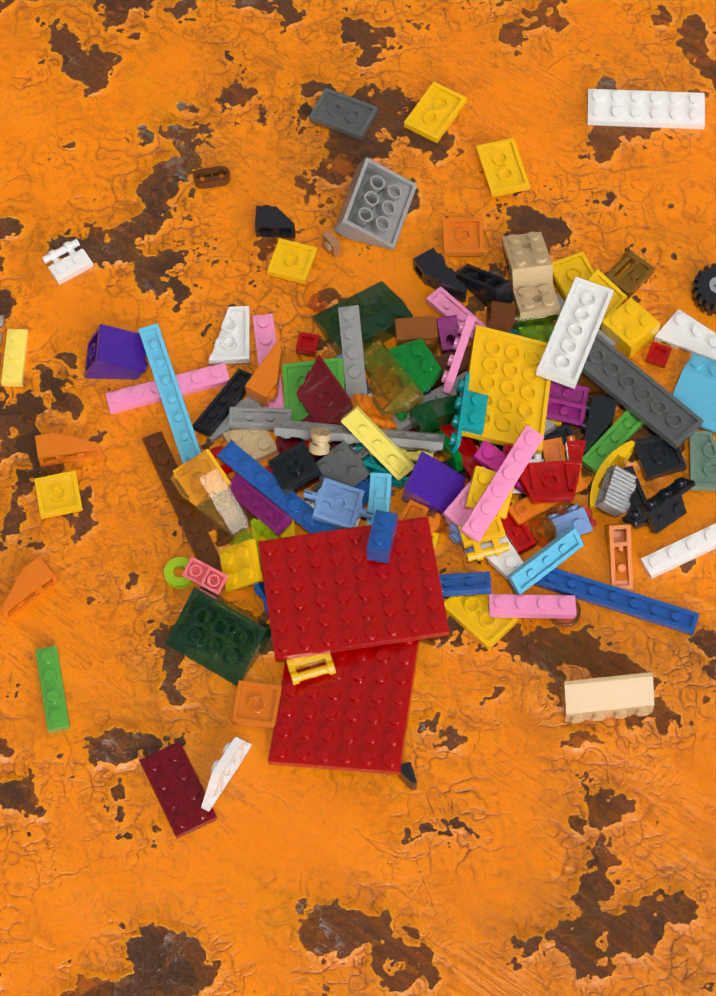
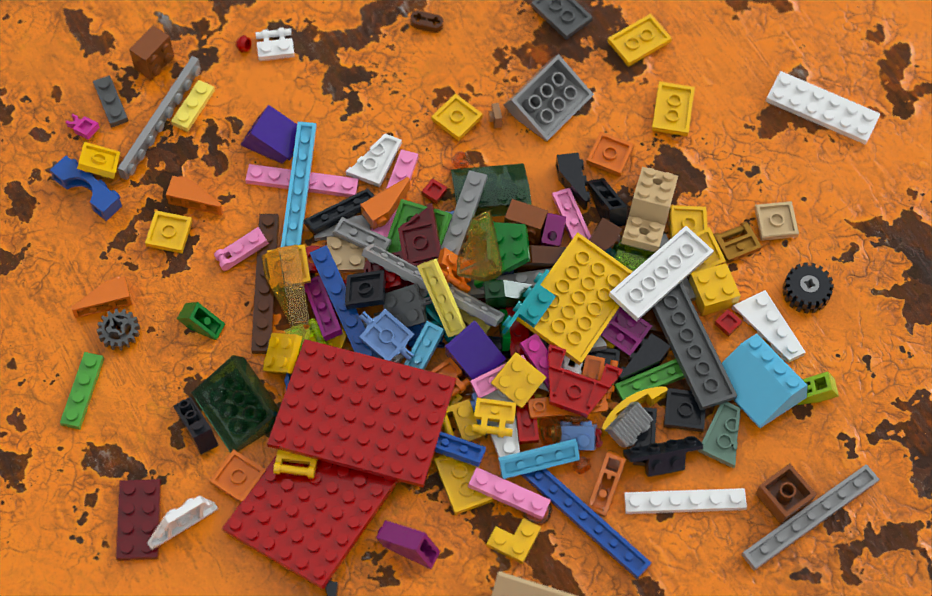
camera: 20 degrees right, 0 degrees up
(35, 274) = (243, 44): none -> red plate
(58, 621) = (125, 322): none -> dark grey gear
(138, 568) = (200, 320): none -> green slope
(142, 480) = (241, 249): none -> bright pink plate
(171, 579) = (237, 346): lime piece -> none
(188, 673) = (196, 425): none -> black slope
(205, 575) = (250, 349): coral slope -> none
(273, 223) = (455, 78): black slope -> none
(319, 443) = (395, 274): tan wheel -> none
(382, 536) = (405, 379): blue brick -> none
(453, 555) = (464, 420): none -> yellow plate
(455, 360) = (544, 255): bright pink plate -> none
(458, 695) = (408, 543): none -> magenta slope
(501, 484) = (530, 376): bright pink plate -> none
(561, 654) = (516, 545): none -> yellow plate
(587, 550) = (582, 465): none -> clear orange plate
(656, 237) = (776, 220): none -> tan plate

